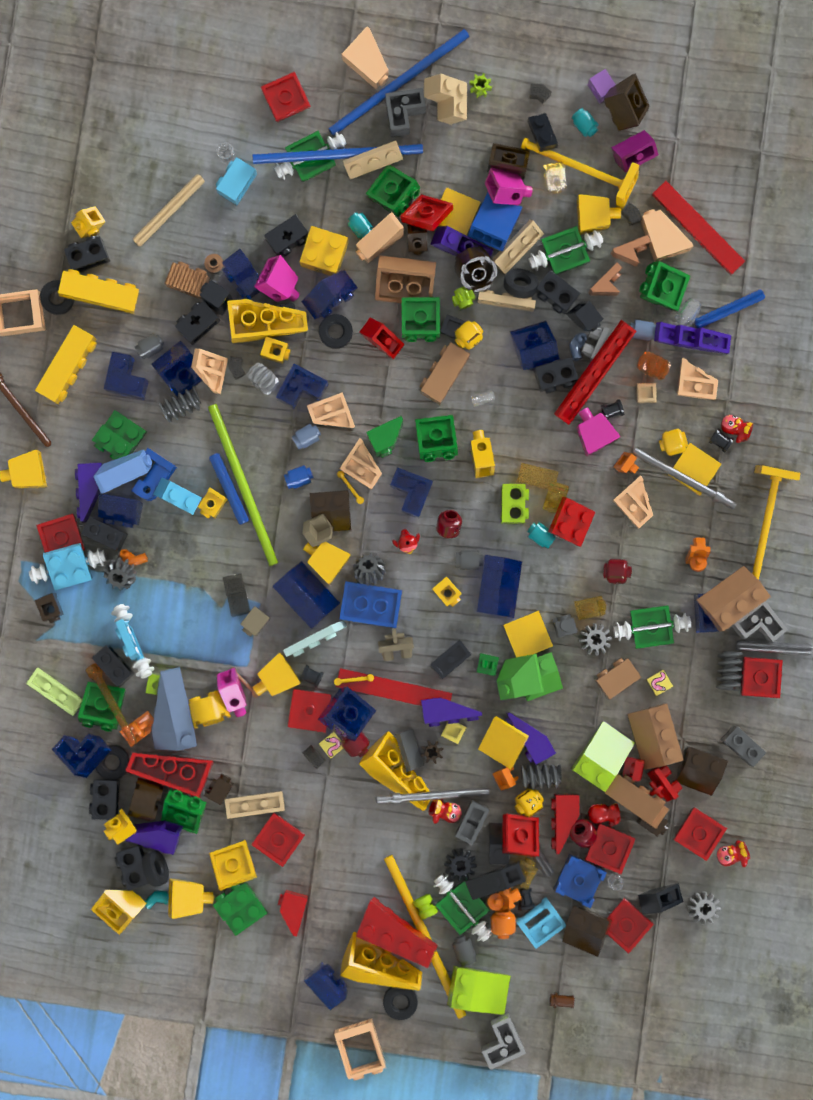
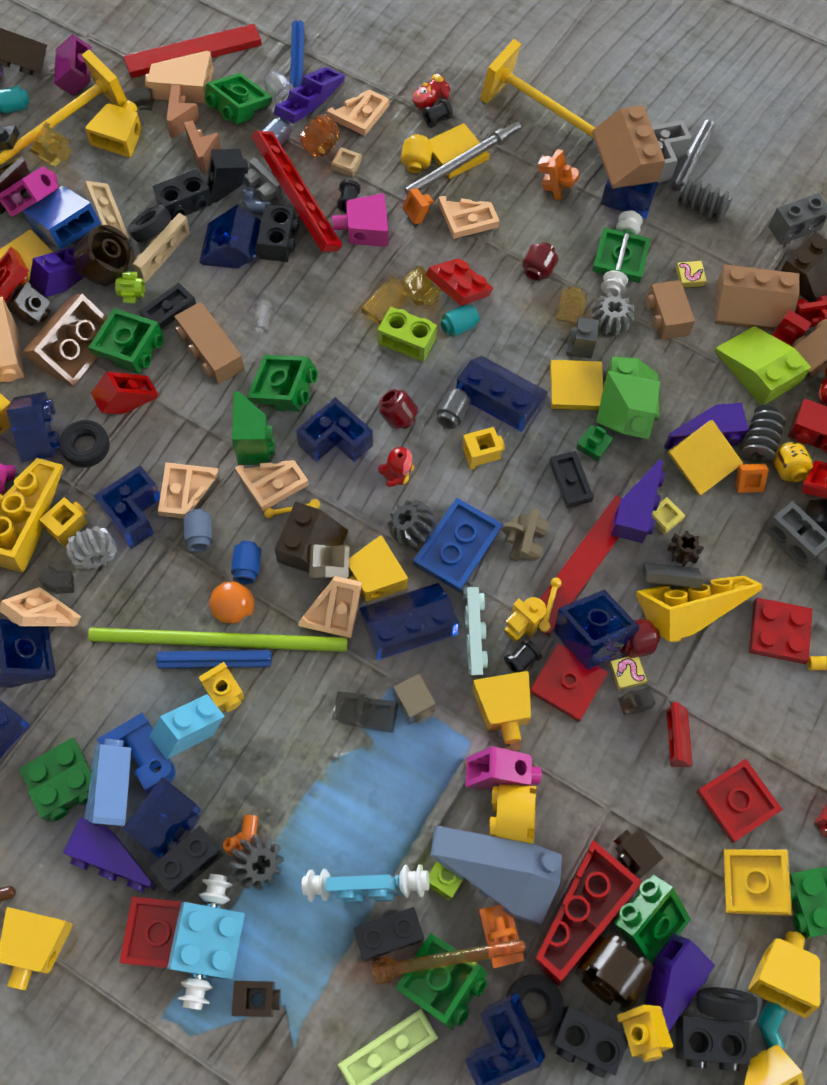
camera: 70 degrees left, 20 degrees down
(180, 405) = (62, 670): dark grey piece -> none
(254, 804) = (676, 812): tan plate -> none
(269, 481) = (231, 602): none -> orange hair
(290, 547) = (334, 608): none -> light nougat wing
(304, 791) = (679, 736): none -> red slope
(335, 668) = (525, 618): none -> yellow hips
(396, 798) = (738, 605): flat silver bar -> none
(403, 832) = (780, 630): none -> red plate
(447, 811) = (770, 564): animal -> none
(468, 335) = (177, 292): yellow head -> none
(482, 460) = (332, 339): yellow torso -> none
(565, 250) = (139, 170): green plate -> none
(761, 677) = (726, 173): red plate -> none

